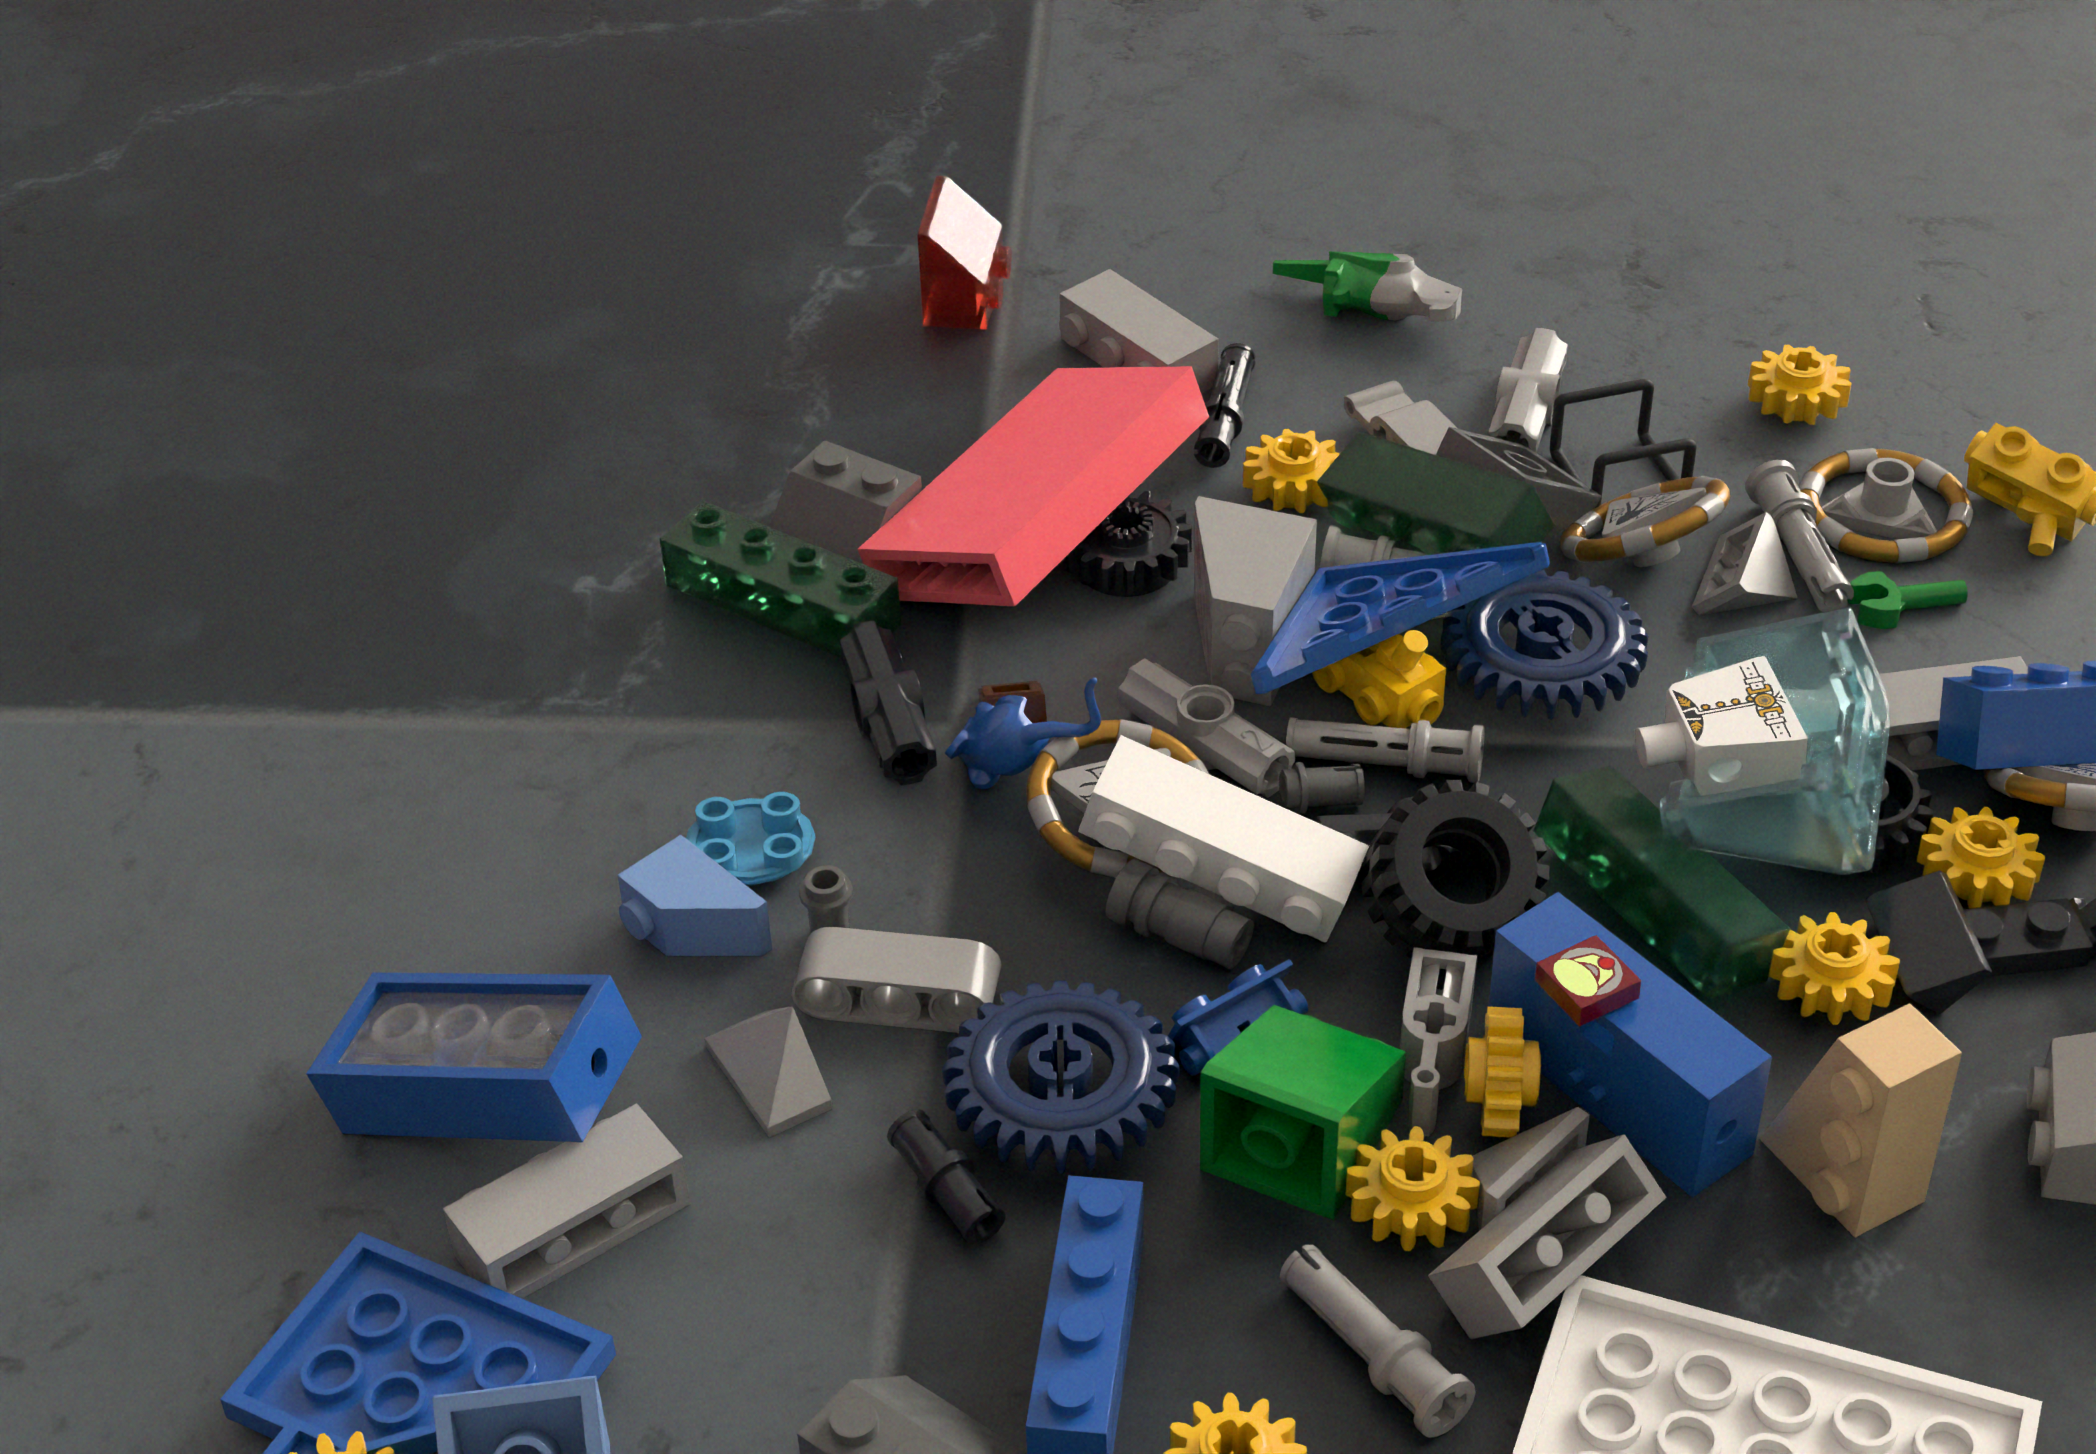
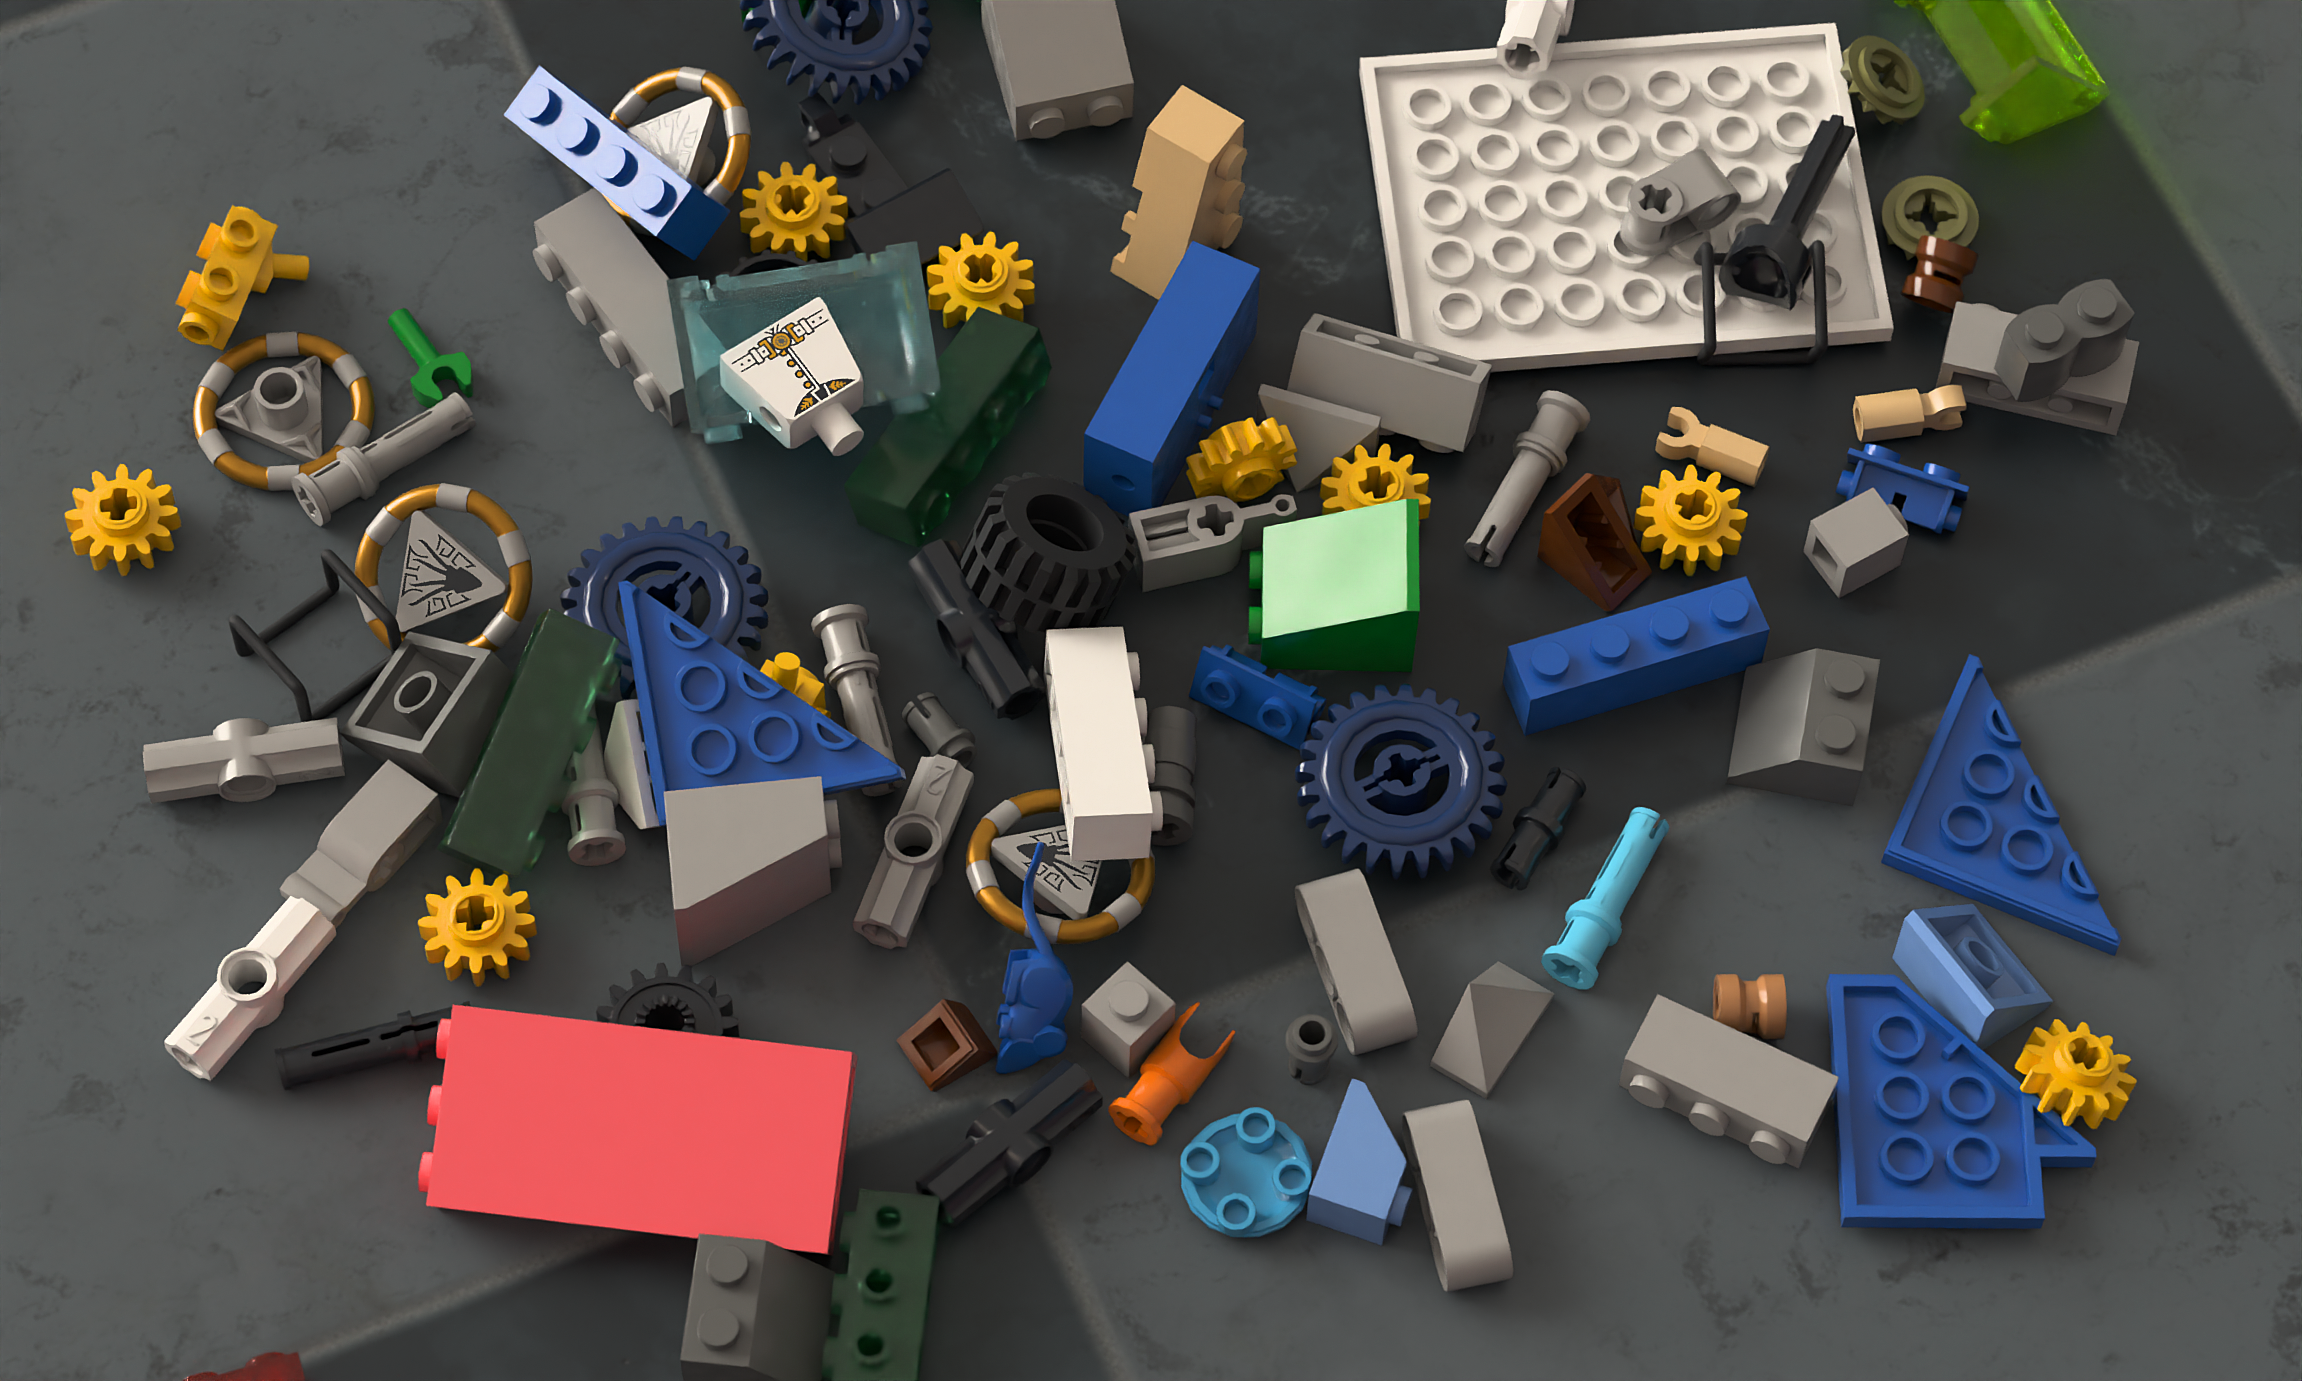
camera: 120 degrees left, 20 degrees up
(476, 1056) = (1653, 1205): blue brick -> none
(636, 1251) = (1751, 1005): none -> medium nougat wheel
(654, 965) = (1457, 1195): none -> light grey beam
(814, 1180) = (1596, 920): none -> medium azure pin
(872, 815) = (1167, 1079): none -> orange piece
(943, 800) = (1126, 1019): none -> light grey brick
(1130, 328) = (300, 1176): light grey brick -> none
(1269, 1351) = (1593, 541): none -> reddish brown slope
(1311, 347) = (228, 1018): none -> white piece
(1376, 284) = (101, 963): animal -> none
(1588, 980) = (1189, 372): dark red tile -> none
(1746, 569) = (486, 476): light grey slope -> none

